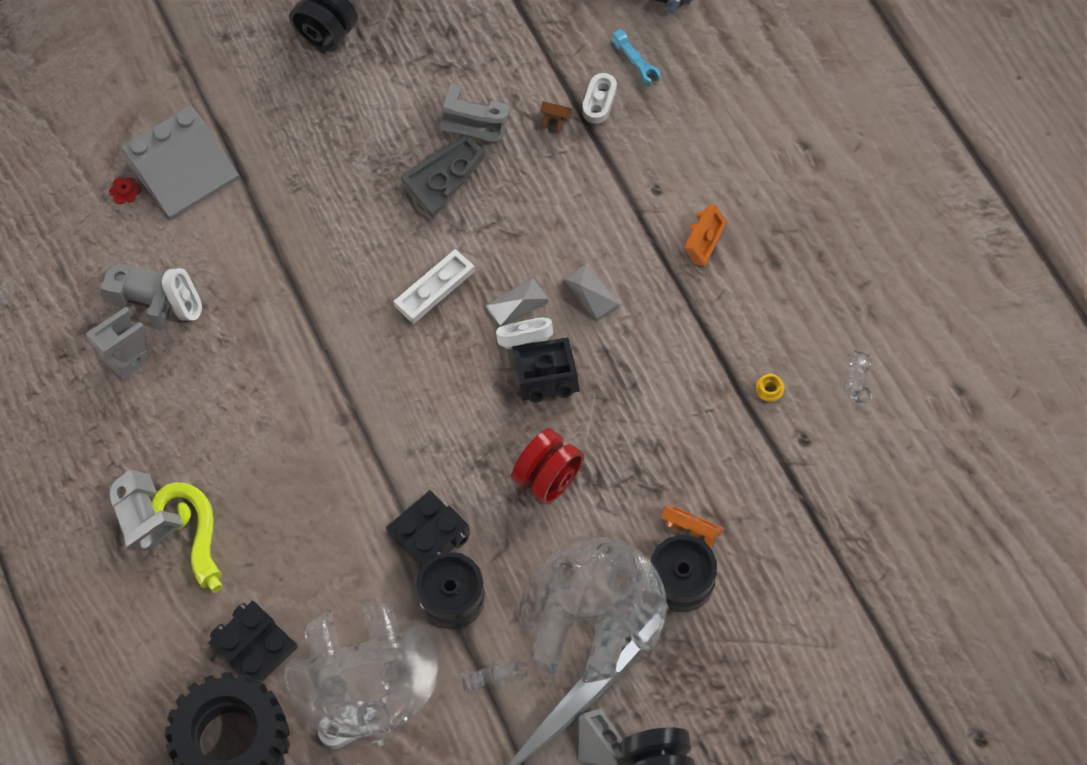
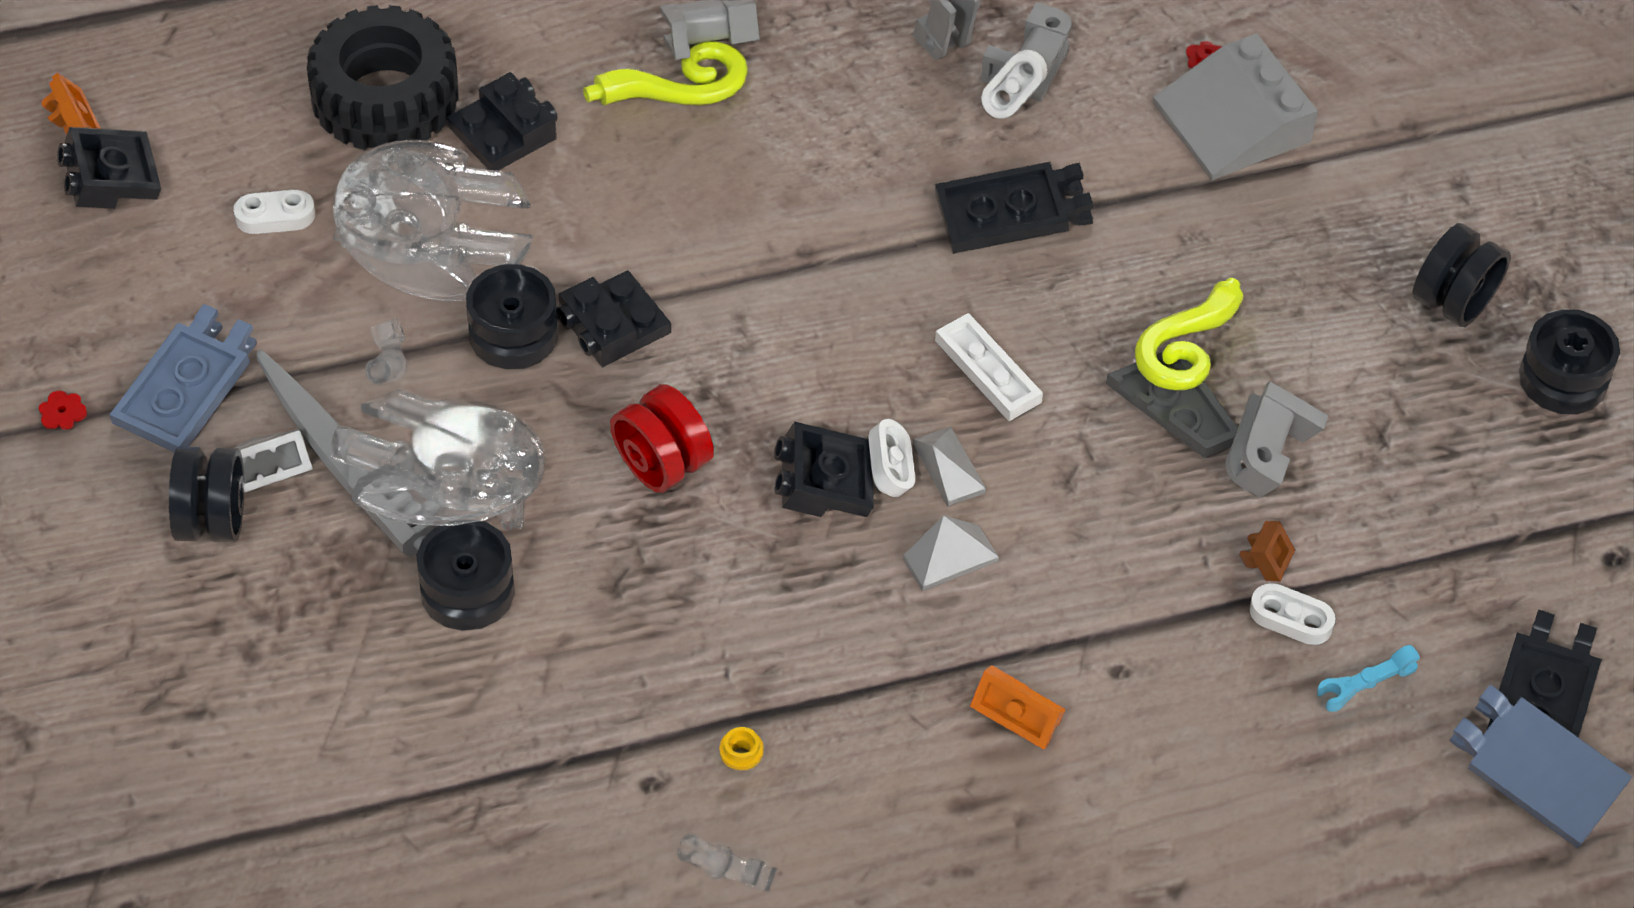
camera: 95 degrees right, 10 degrees down
(287, 292) = (1012, 205): none -> black tile
(366, 158) = (1212, 313): none -> neon yellow plant
(681, 519) = (543, 606): orange plate -> none

